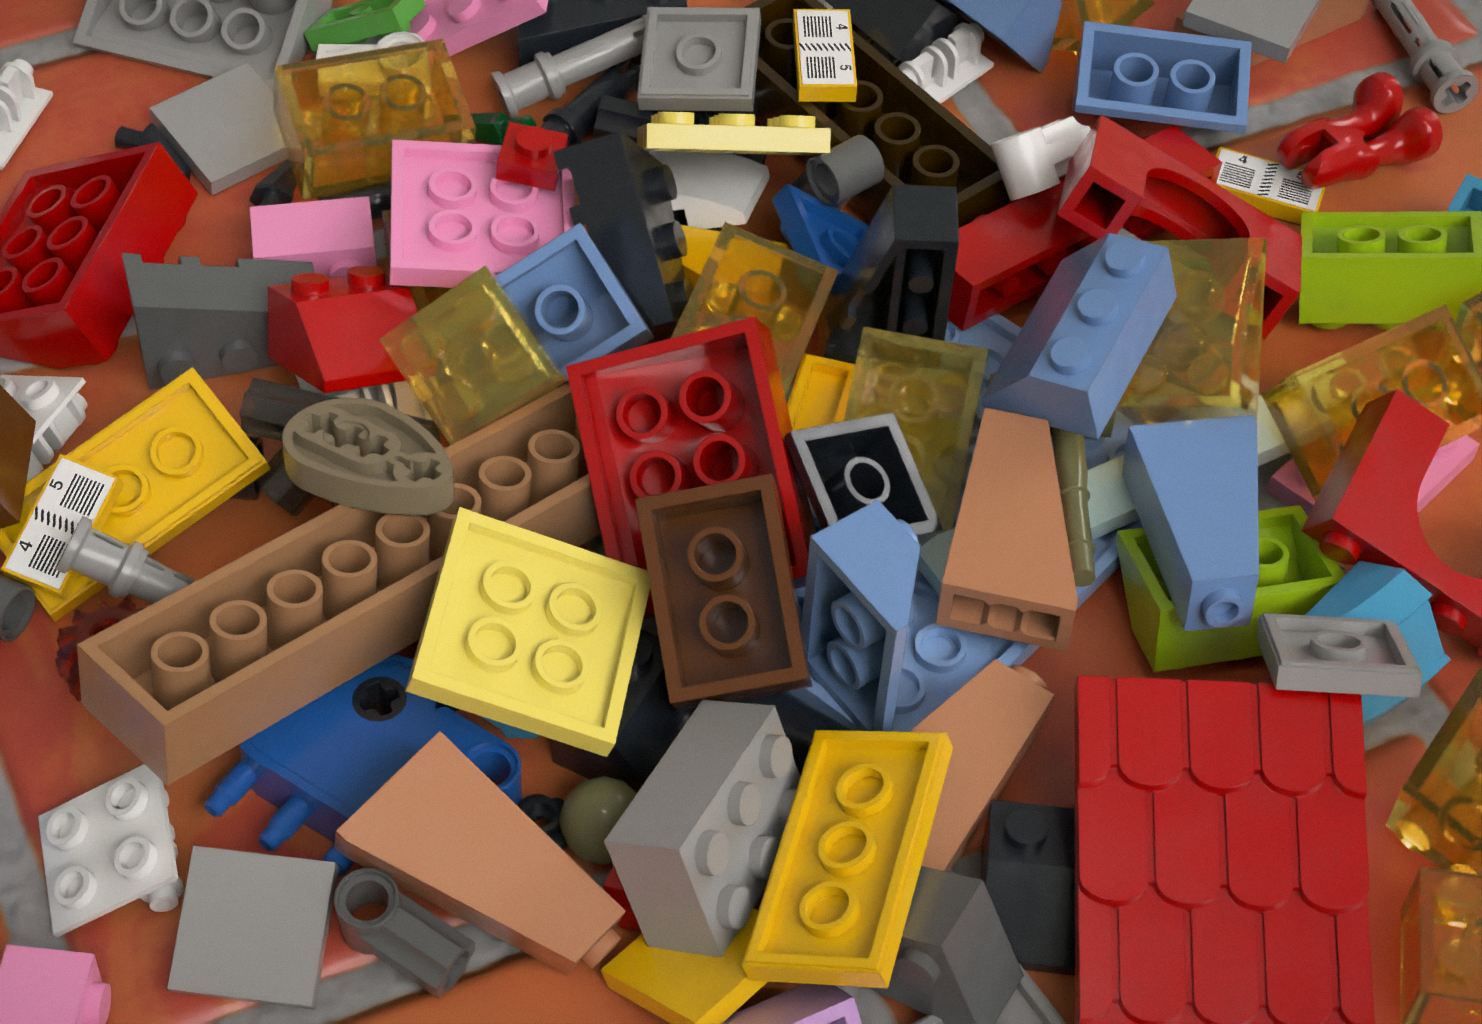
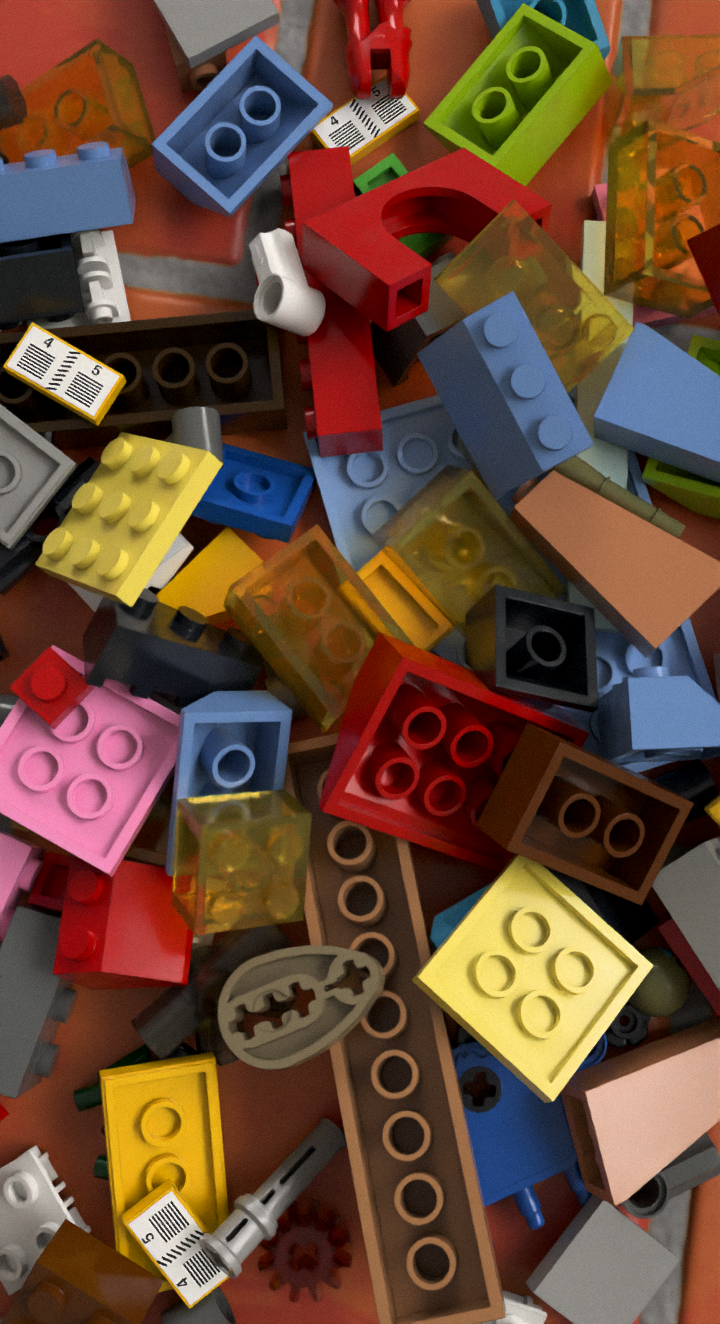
camera: 55 degrees left, 30 degrees up
(897, 273) = (356, 482): black wedge -> none

